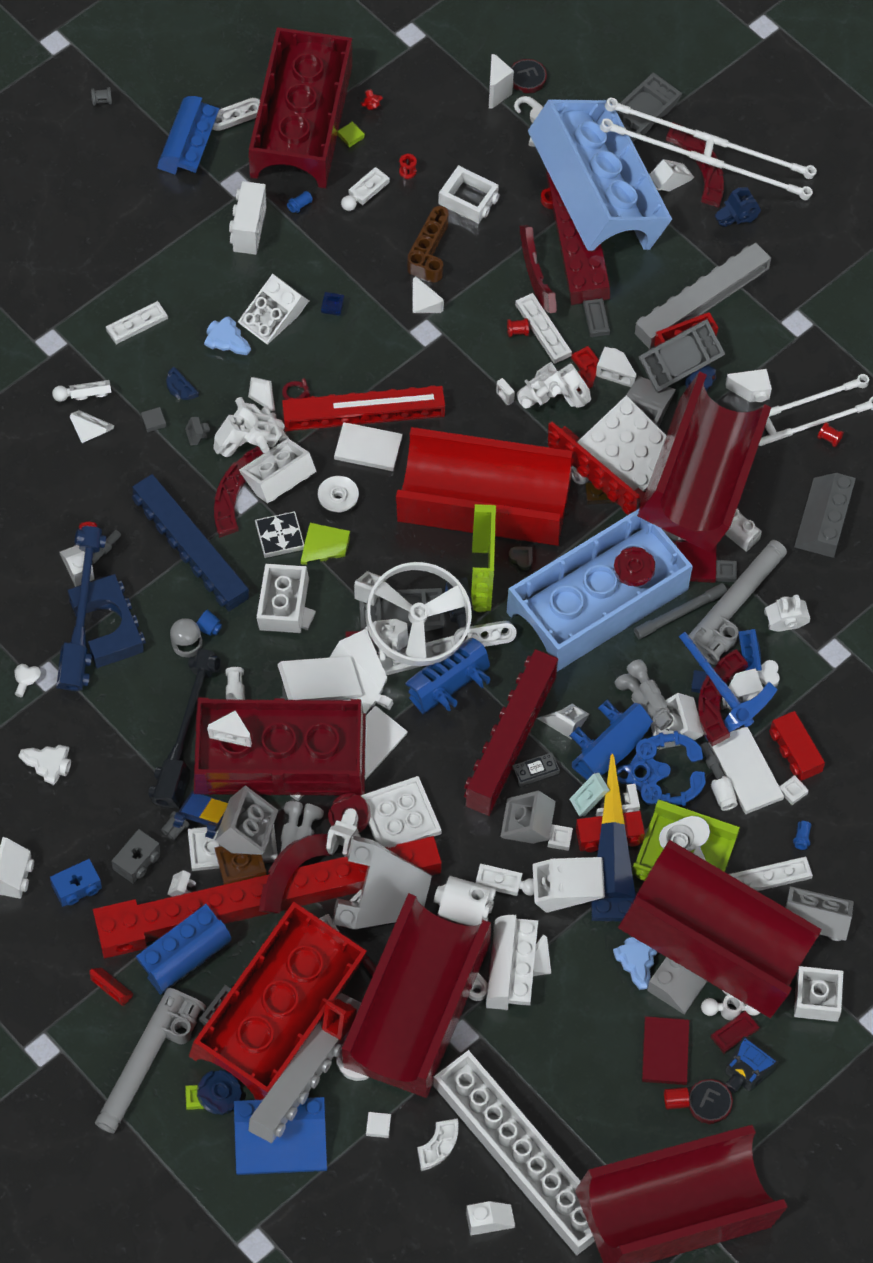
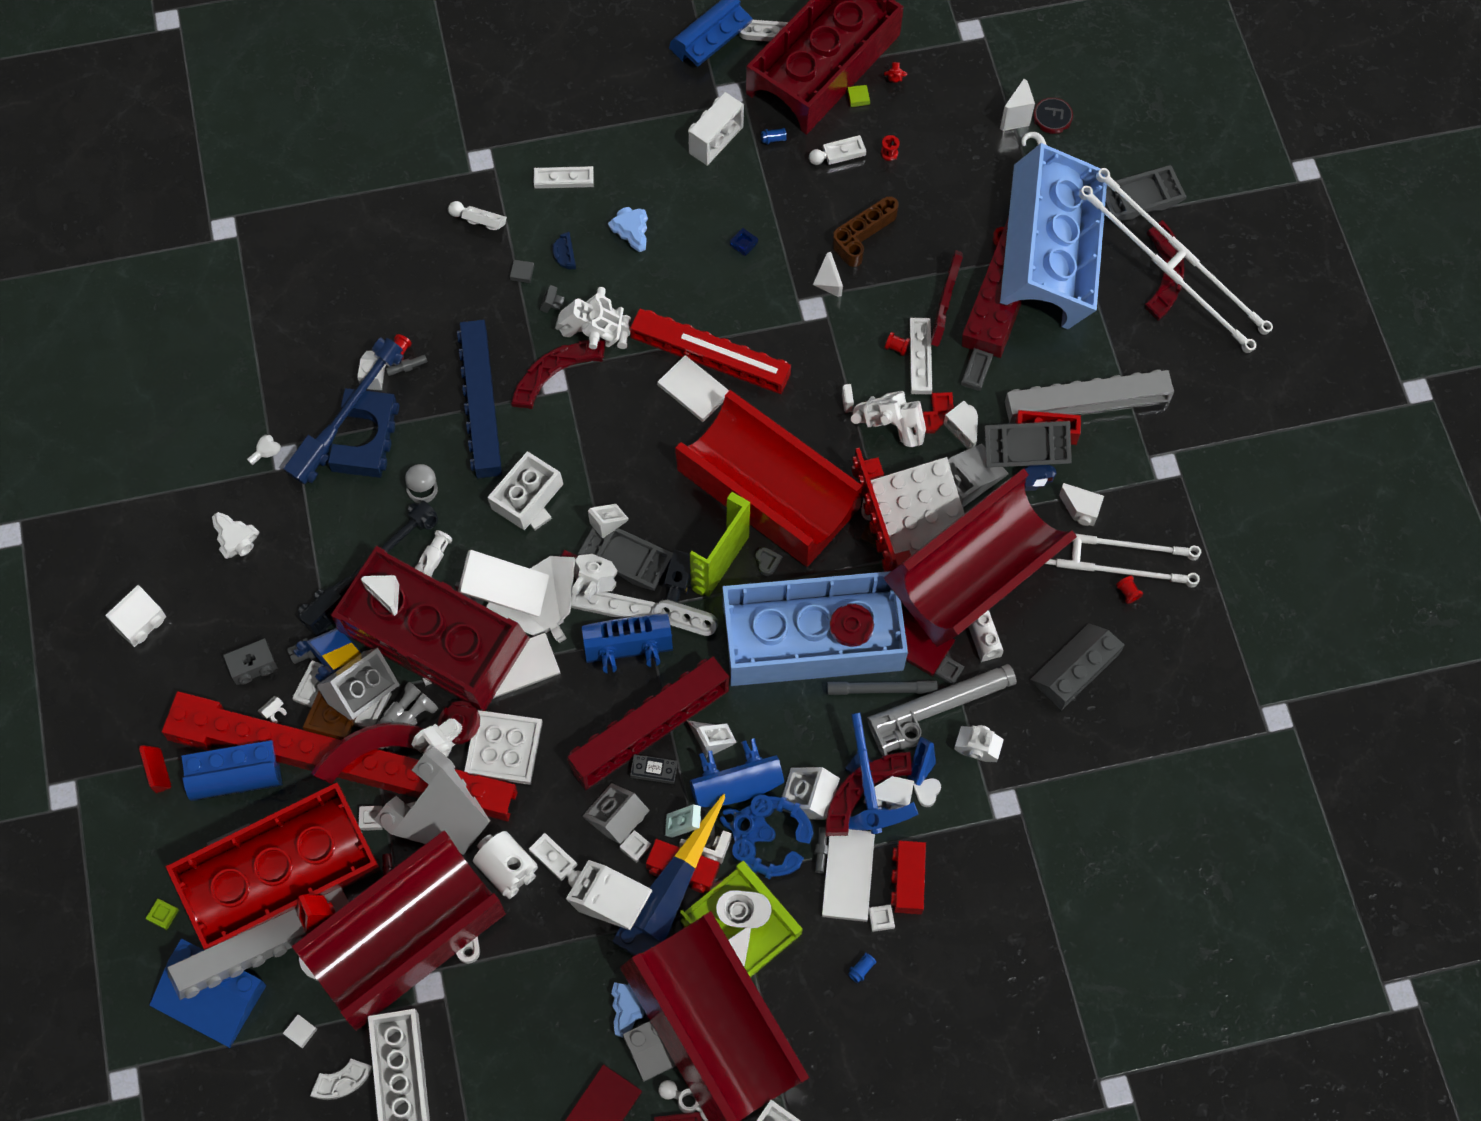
camera: 30 degrees right, 5 degrees up
(82, 874) = (176, 652): blue brick -> none
(89, 426) = (463, 249): white slope -> none
(173, 1012) = (187, 824): light grey piece -> none
(209, 623) = (449, 480): blue hat -> none
(218, 1092) = (175, 922): dark blue tile -> none
(261, 392) = (629, 293): white piece -> none
(273, 309) = (688, 221): white slope -> none
(278, 470) = (597, 371): white slope -> none
(279, 534) = (564, 430): tile -> none
(303, 384) = (672, 303): dark red piece -> none
(324, 543) = (597, 458): lime slope -> none
(341, 487) = (634, 411): white dish -> none
(418, 613) = (627, 567): white piece -> none
(468, 210) = (921, 183): white window -> none
(511, 962) = (512, 944): white brick -> none
(542, 959) = (538, 954): white slope -> none
(646, 693) = (796, 752): light grey piece -> none
(670, 175) = (1128, 268): white slope -> none
(724, 793) = (812, 886): white piece -> none
(738, 208) = (1172, 329): dark blue hinge -> none
(775, 874) = (804, 990): white tile -> none
(824, 911) = (828, 1053): light grey slope -> none

